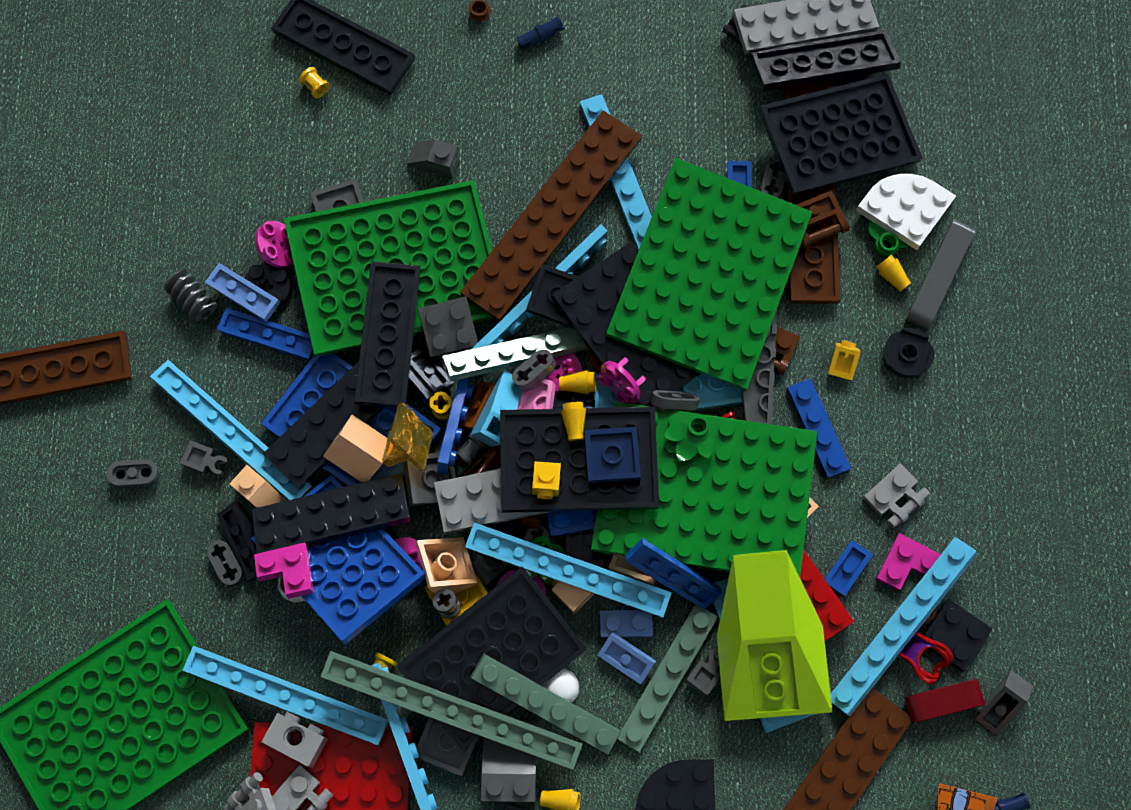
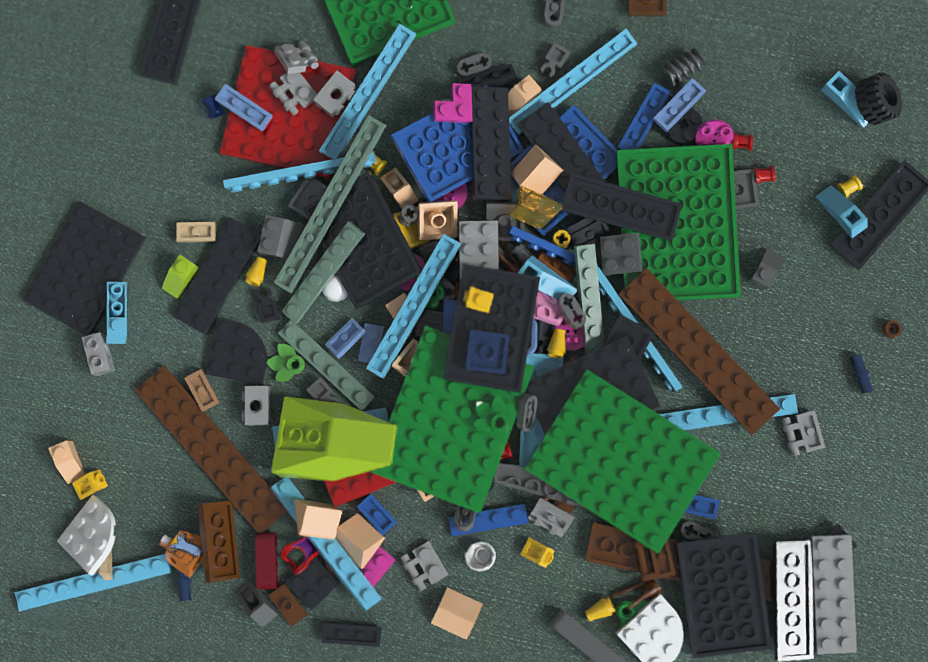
camera: 105 degrees right, 10 degrees up
(200, 63) = (878, 98): none -> black tyre
(203, 101) = (842, 92): none -> medium azure slope
(277, 209) = (742, 141): none -> red bush
(314, 178) = (765, 174): none -> red bush
(346, 81) = (843, 211): none -> medium azure slope
(411, 627) = (399, 188): none -> light nougat slope
(574, 420) = (519, 329): yellow cone -> none
(609, 772) = (267, 309): none -> black plate
(620, 381) = (553, 369): dark pink plate -> none
(621, 78) = (809, 432): none -> light grey plate
(673, 574) = (394, 381): blue plate -> none
(677, 737) = (283, 363): none -> bright green plate
(758, 751) = (263, 415): none -> light grey brick
(799, 349) = (550, 518): none -> light grey plate
(823, 456) = (464, 515): none -> dark grey plate
(856, 222) = (650, 590): none -> reddish brown plant
(867, 426) = (480, 556): none -> white hair
(875, 641) = (317, 519): none -> light nougat slope
(887, 582) = (358, 539): none -> light nougat slope
(896, 360) = (522, 606): black plate -> none
(938, 770) = (218, 541): none -> reddish brown plate
(944, 443) = (457, 613): none -> light nougat slope
(993, 661) = (288, 605): none -> reddish brown plate
(1008, 569) = (351, 634): none -> black plate

